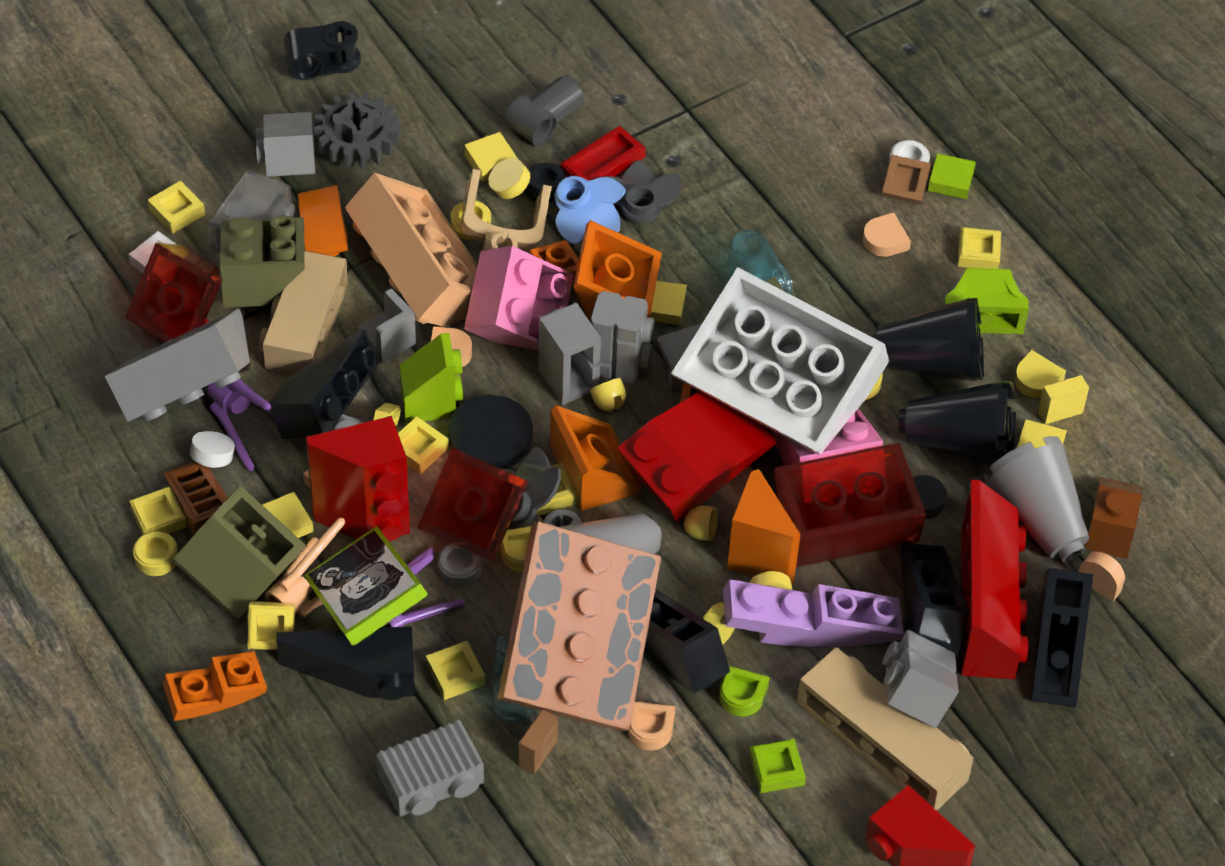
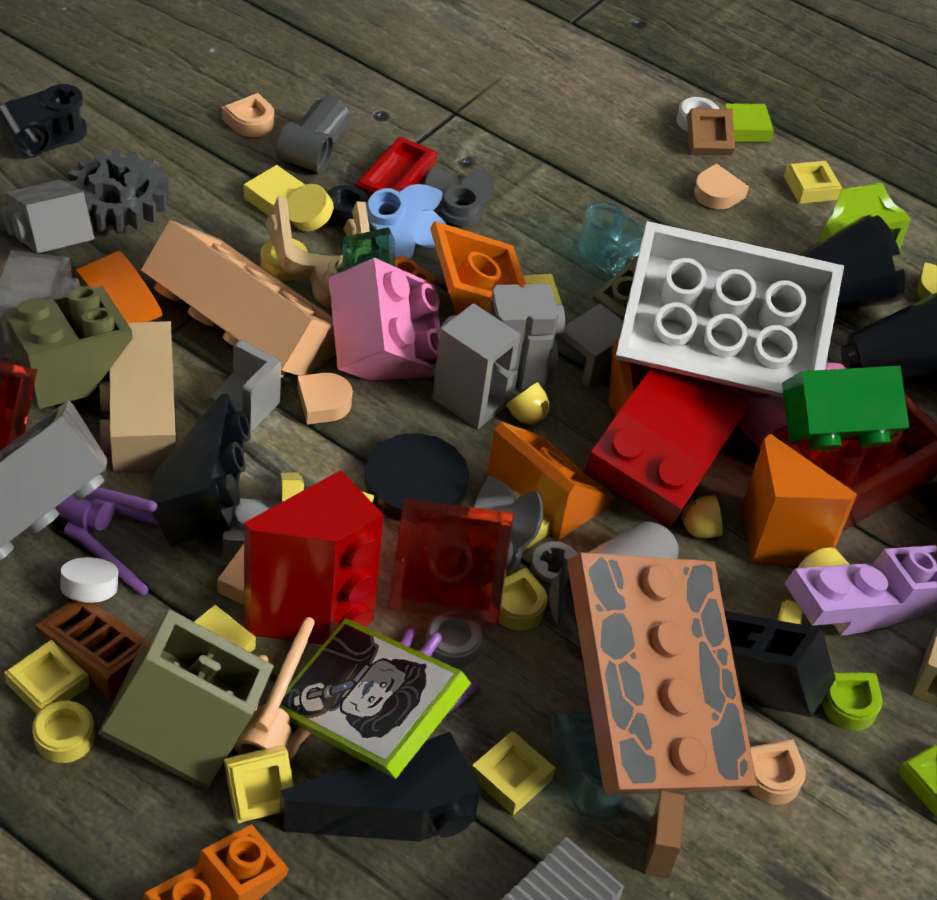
camera: 25 degrees left, 5 degrees down
(431, 381) = (331, 430): lime slope -> none
(501, 78) = (249, 116): none -> light nougat tile
(526, 235) = (368, 245): none -> clear green tile
(830, 463) = (844, 406): none -> green brick

